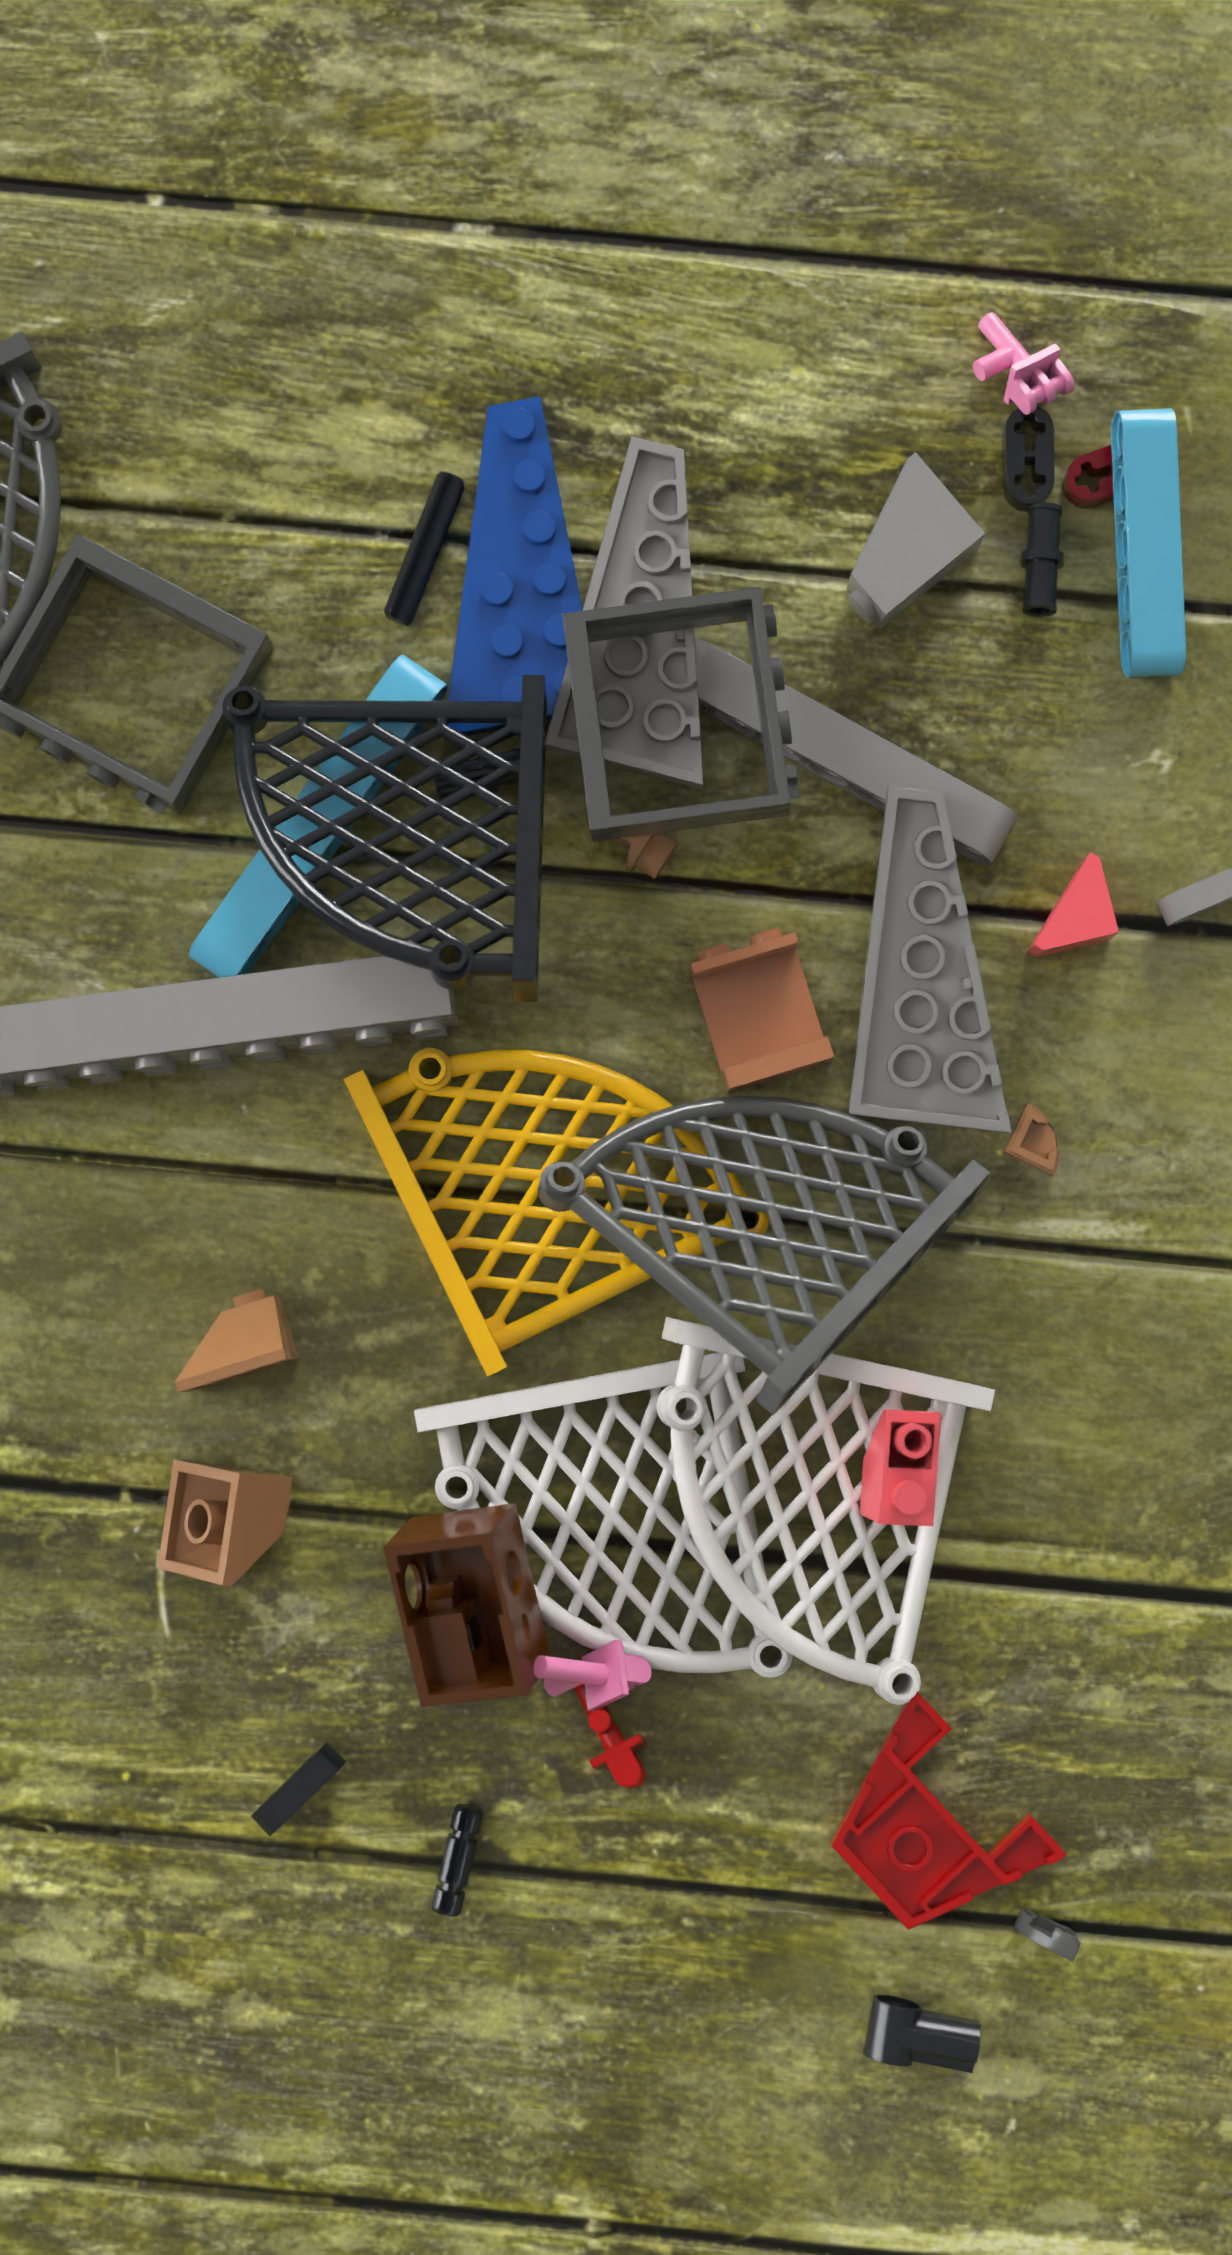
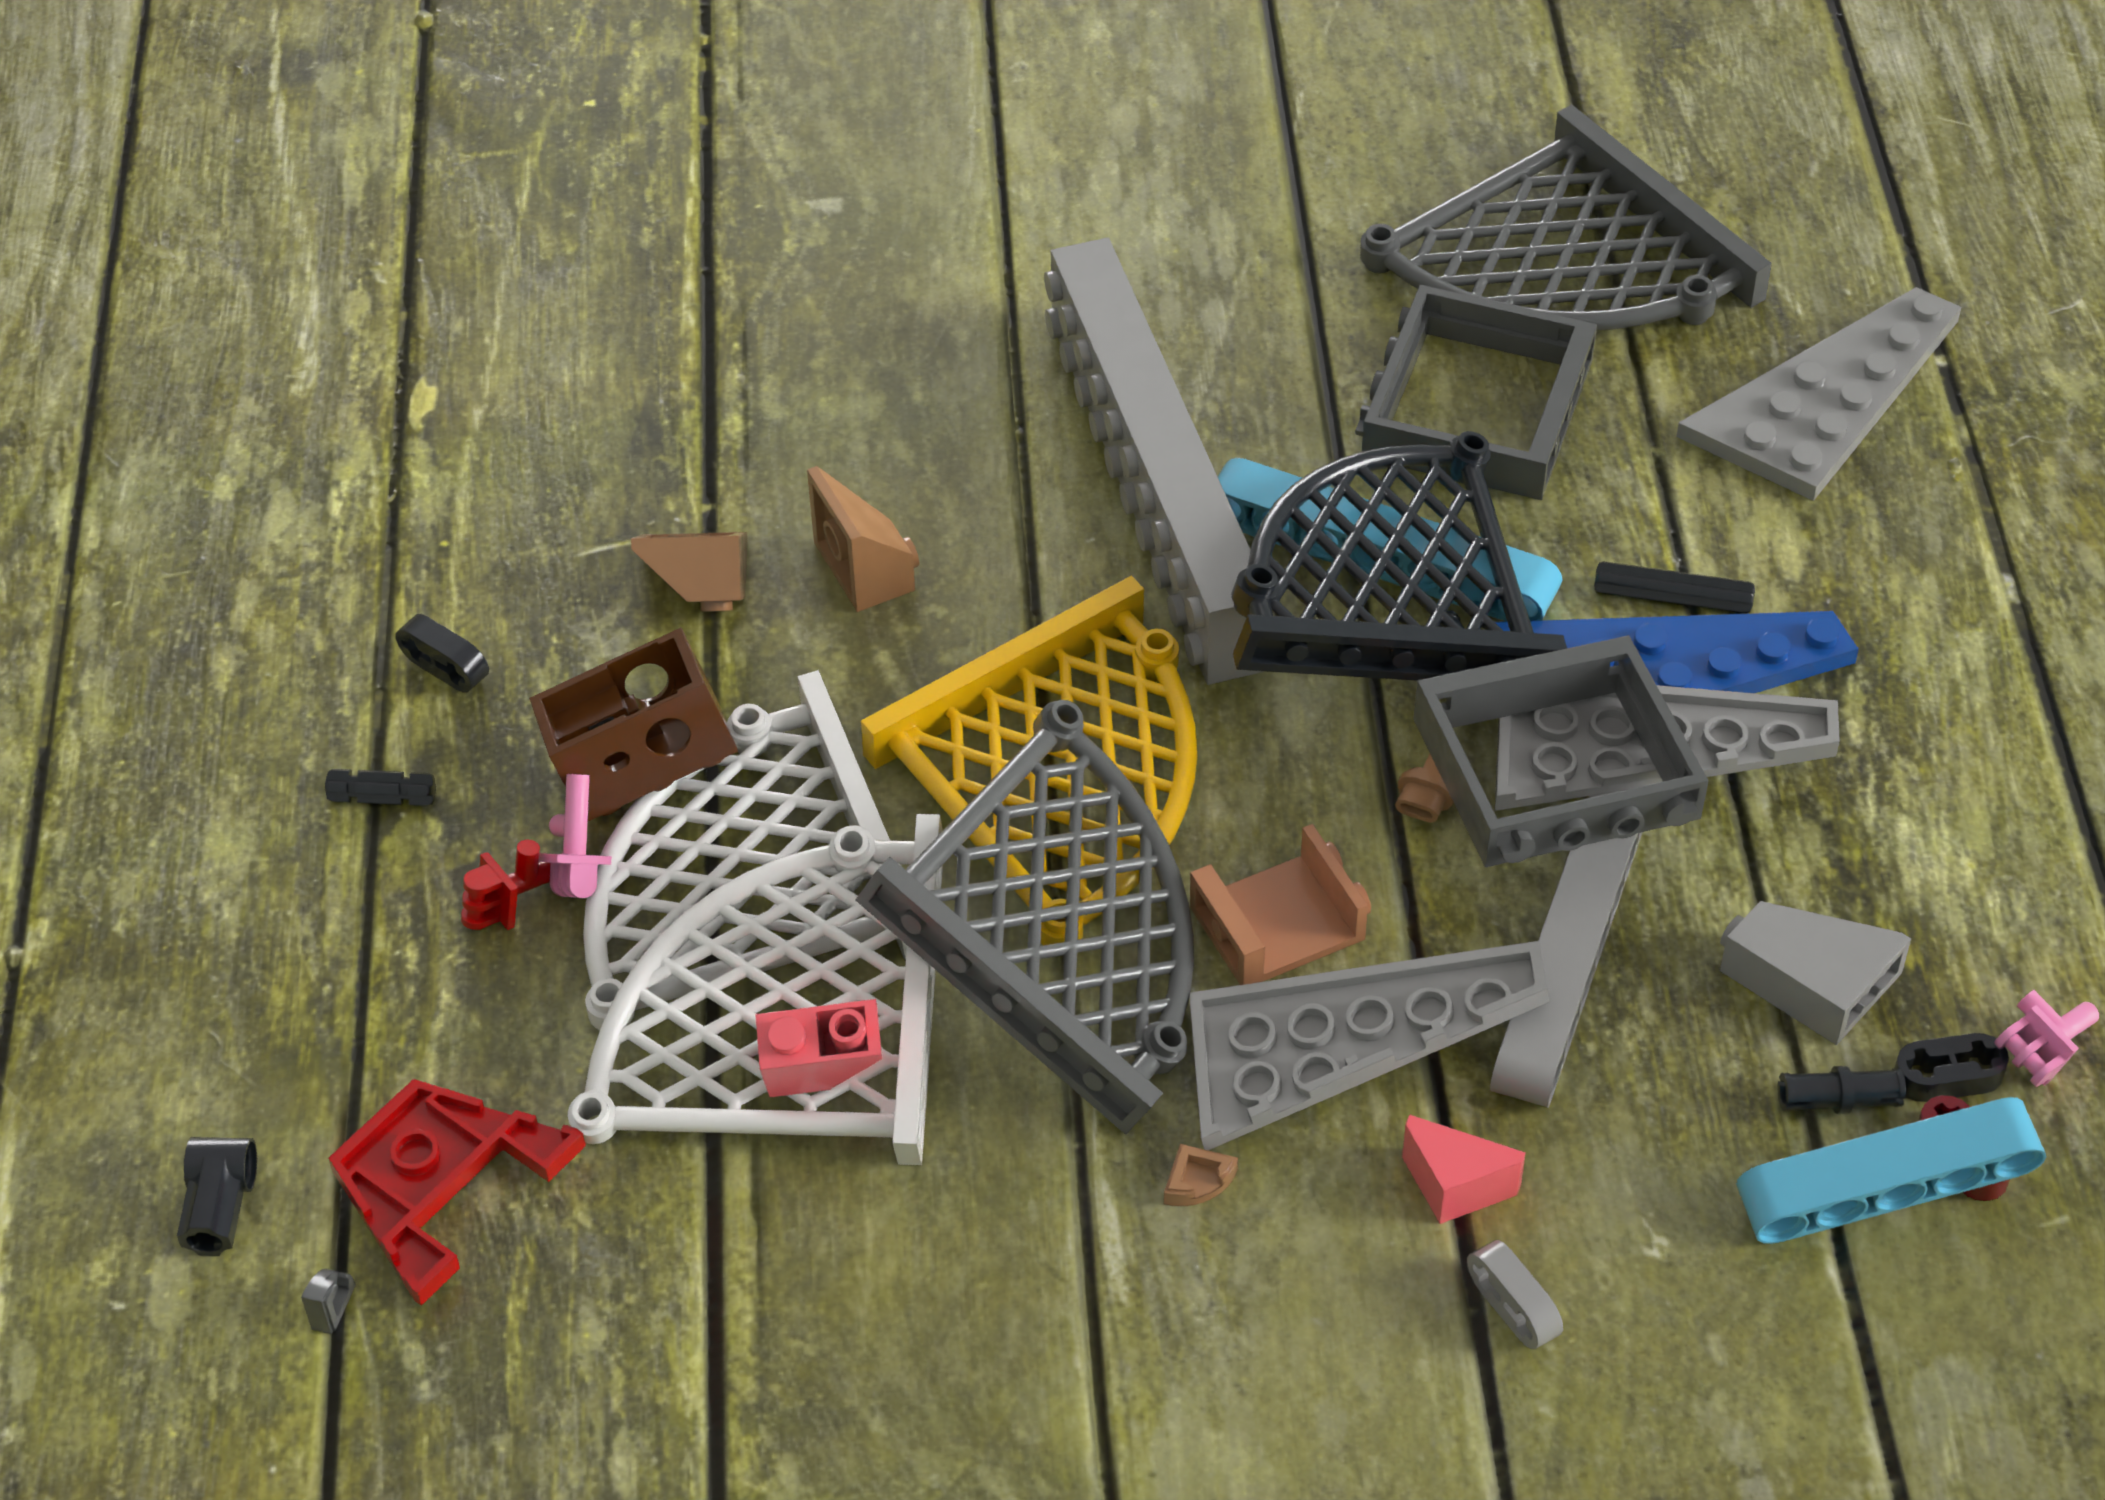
camera: 80 degrees right, 35 degrees down
(205, 345) = (1820, 405): none -> light grey wing

